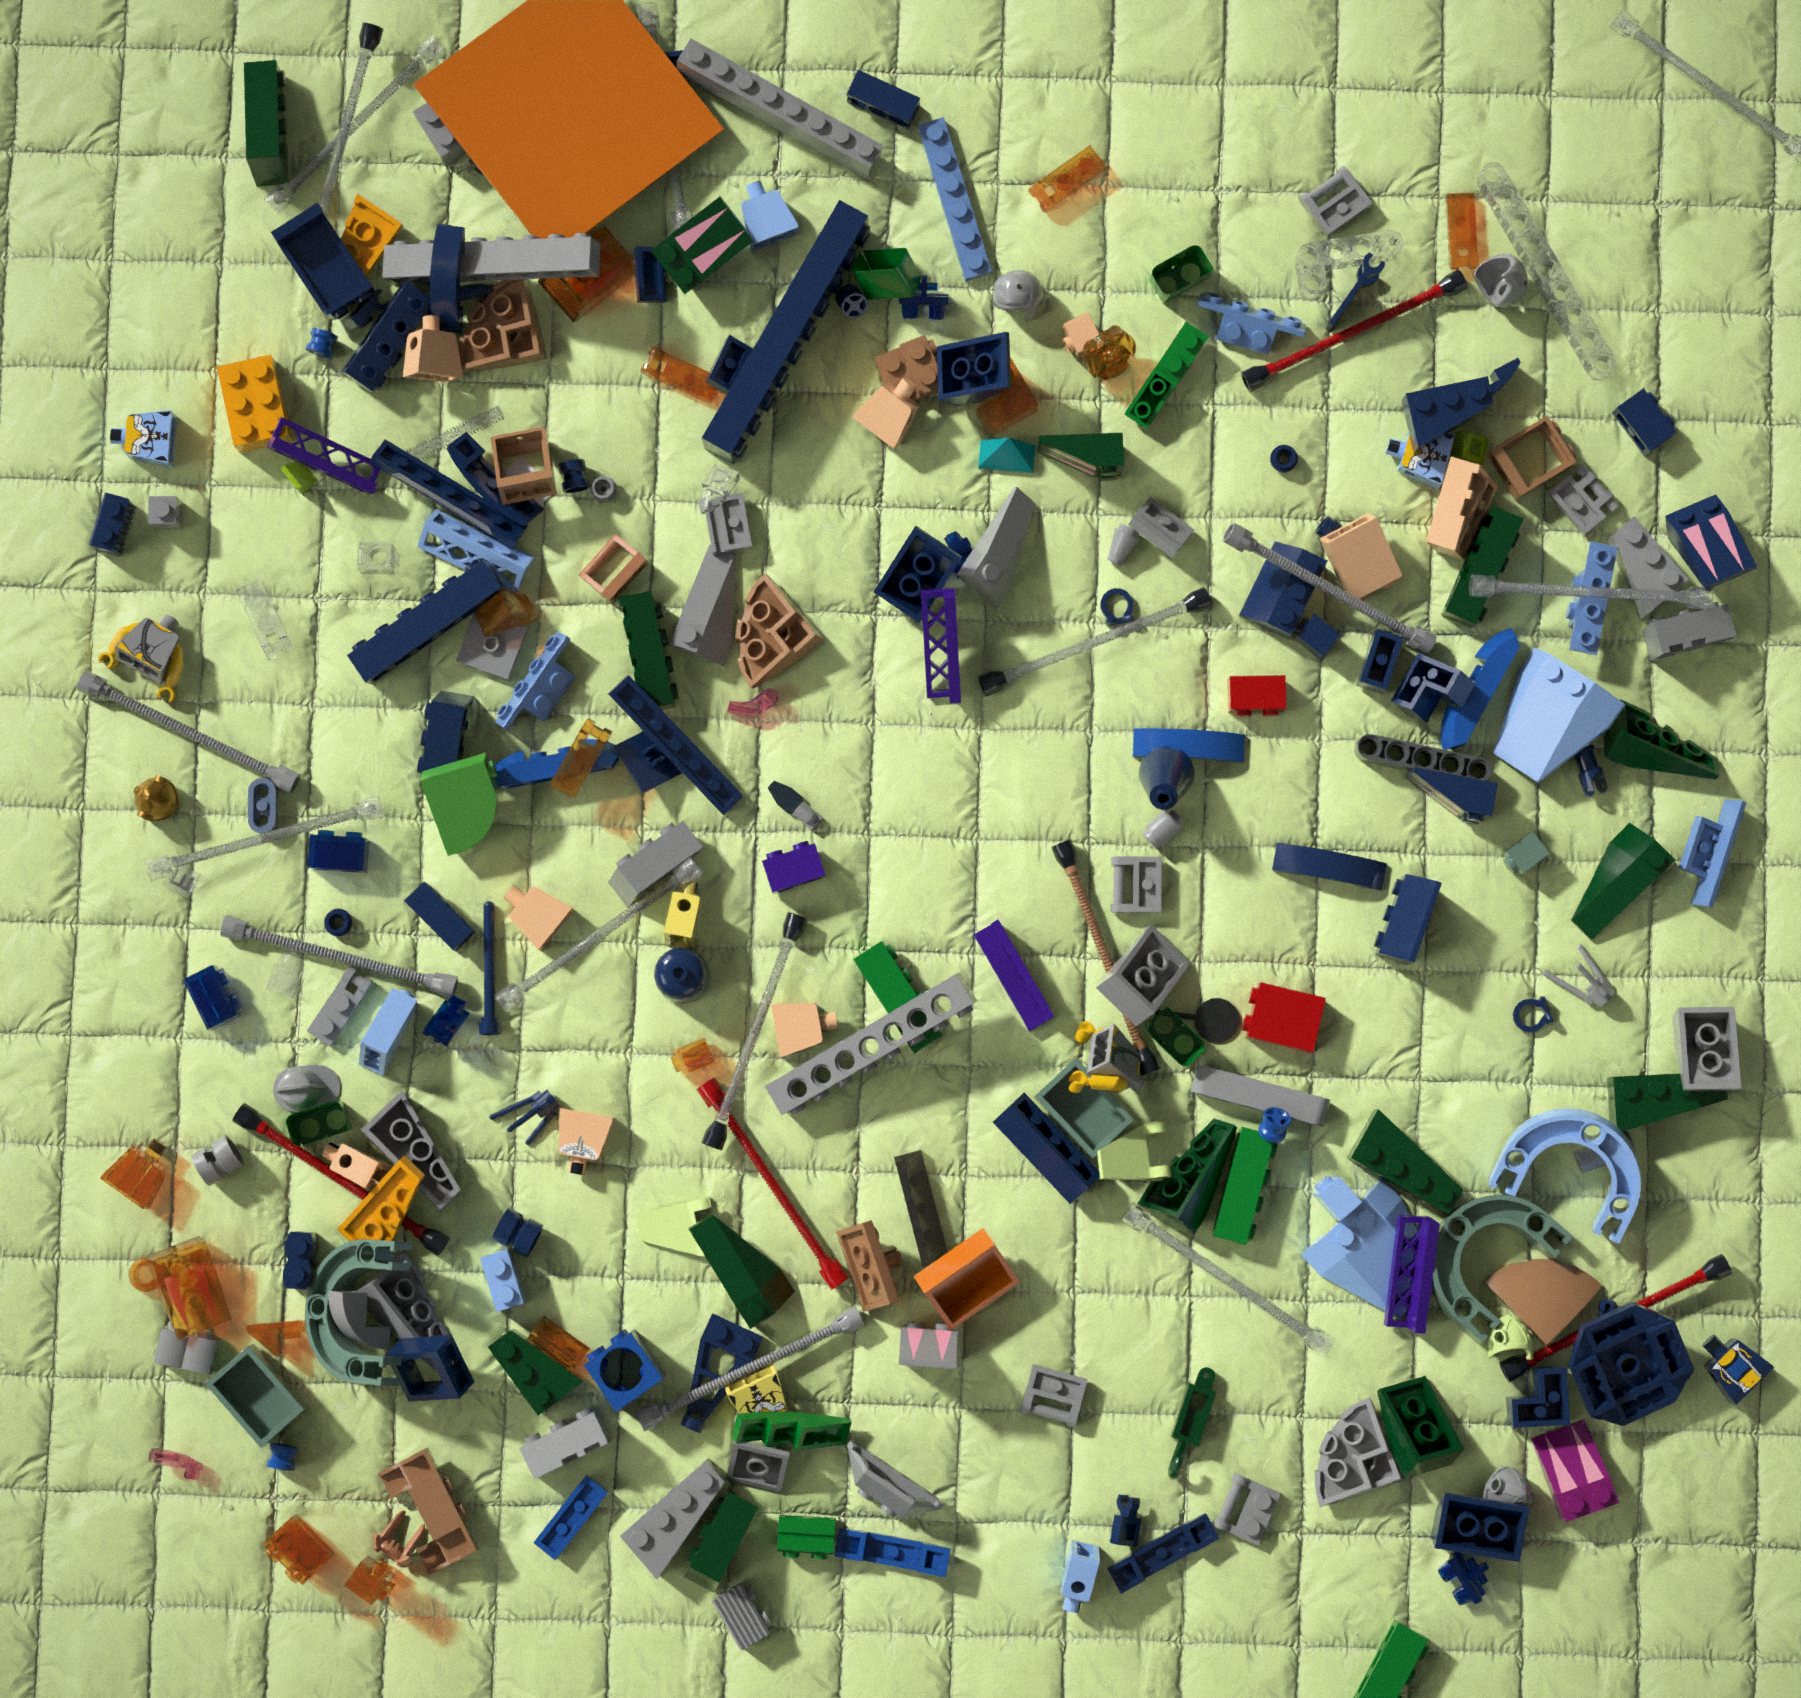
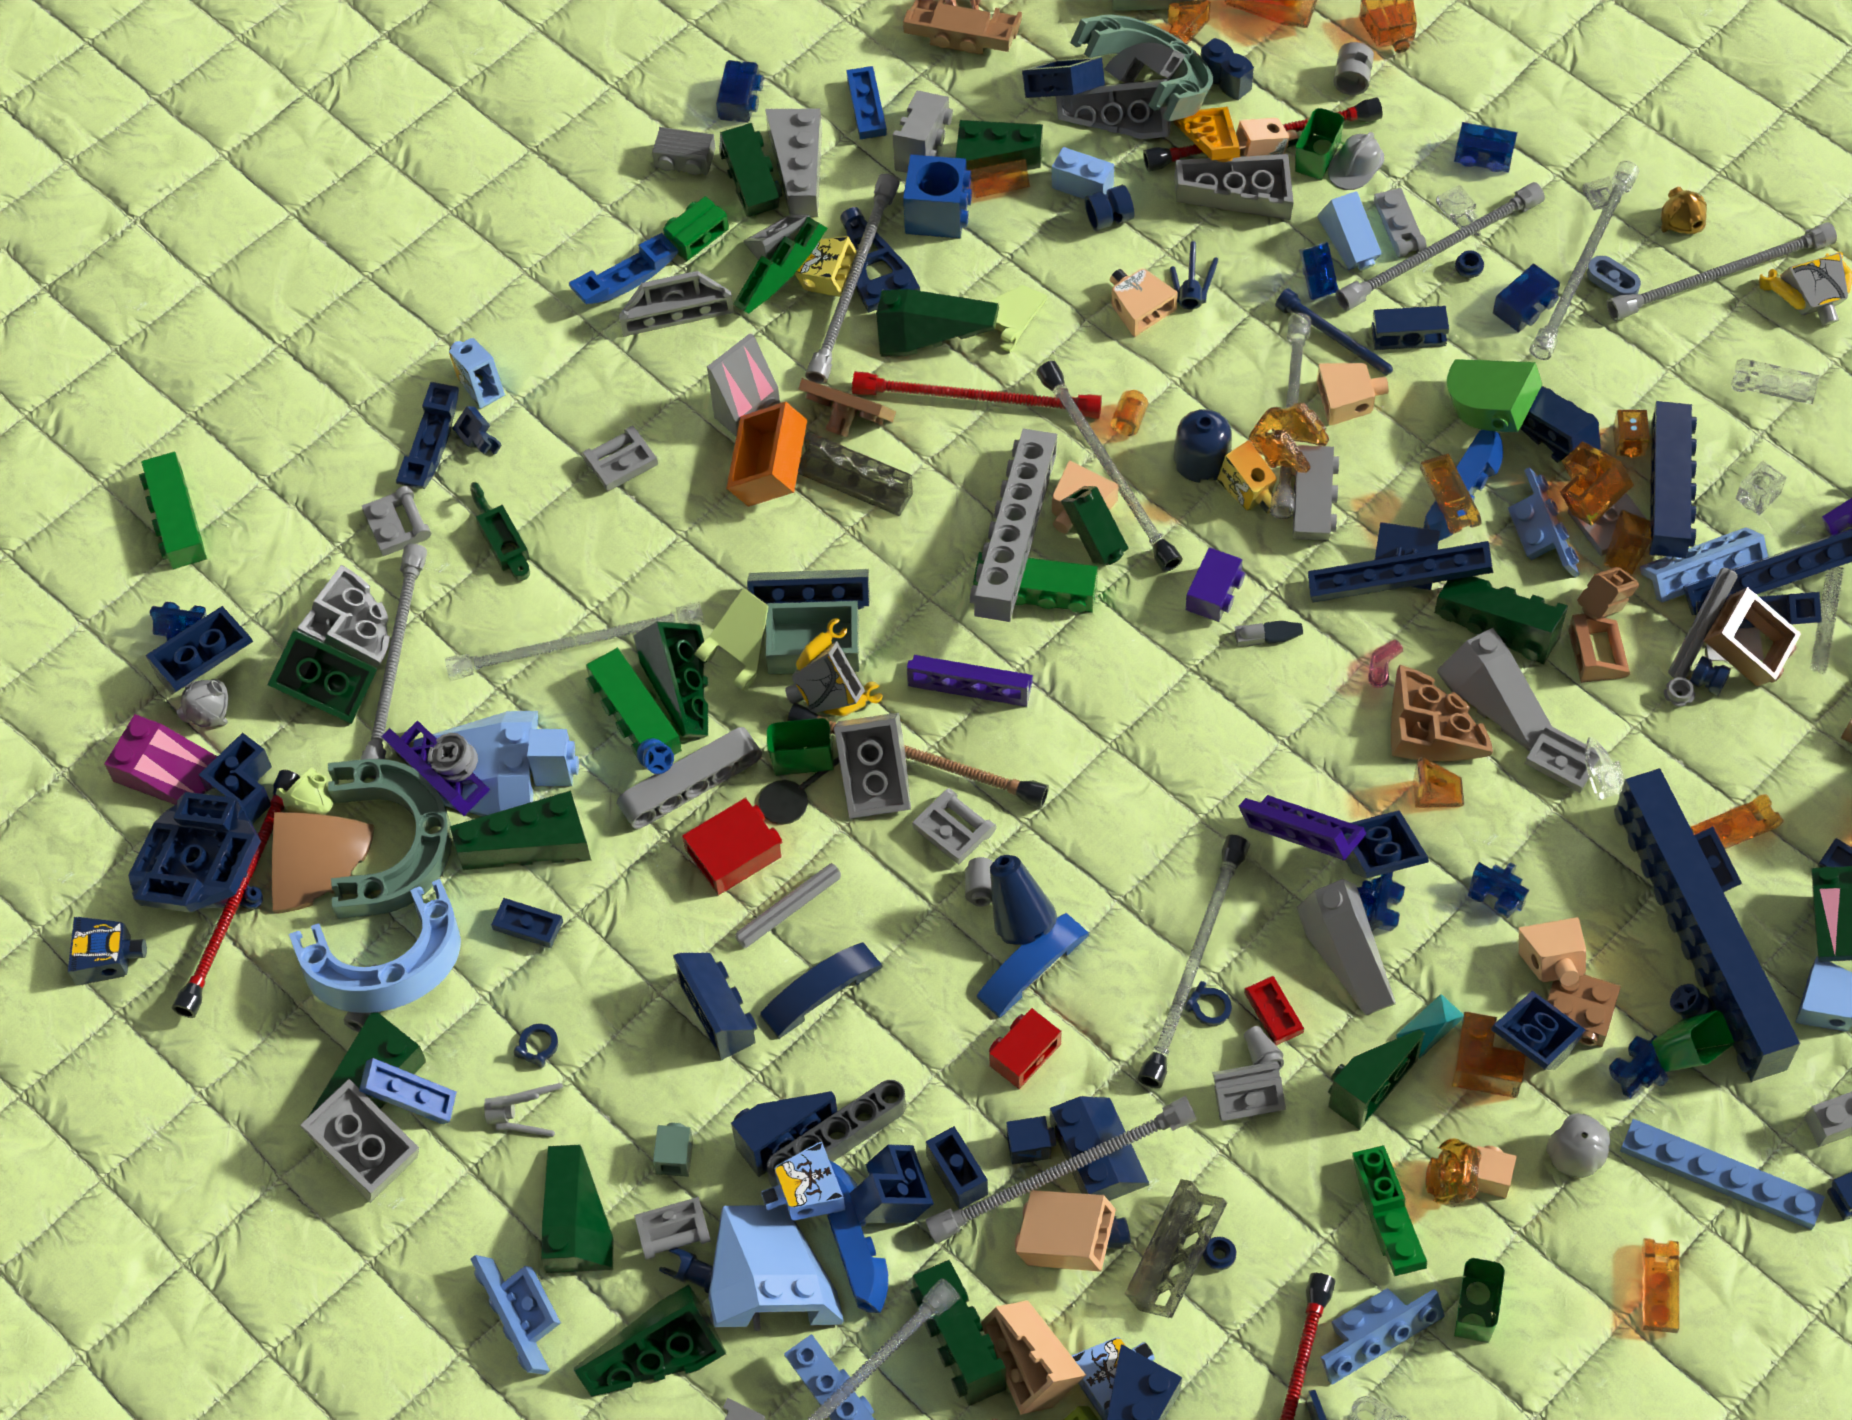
camera: 135 degrees right, 25 degrees down
(404, 683) = (1631, 433): none -> clear orange brick
(483, 662) = (1595, 483): none -> clear orange brick
(540, 506) = (1703, 623): none -> light grey axle
(570, 588) = (1607, 593): none -> medium nougat brick
(647, 1628) = (738, 91): none -> clear blue brick
(655, 913) = (1288, 426): none -> clear orange piece
(822, 988) = (1095, 525): none -> dark green brick
(823, 588) = (1436, 786): none -> clear orange slope
(869, 475) = (1500, 884): none -> clear blue hips
(1086, 560) = (1274, 1010): none -> red plate
(1271, 1458) = (412, 564): none -> light grey hose
(1291, 942) = (788, 905): none -> light grey axle
(1310, 492) = (1168, 1249): none -> clear smoke fence
(1402, 1259) = (453, 757): none -> light grey wheel
(1459, 1102) = (527, 922): none -> dark blue plate
(1484, 736) = (806, 1185): none -> torso
(1572, 811) = (672, 1227): none -> light grey plate
(1648, 1054) = (407, 1091): none -> plate

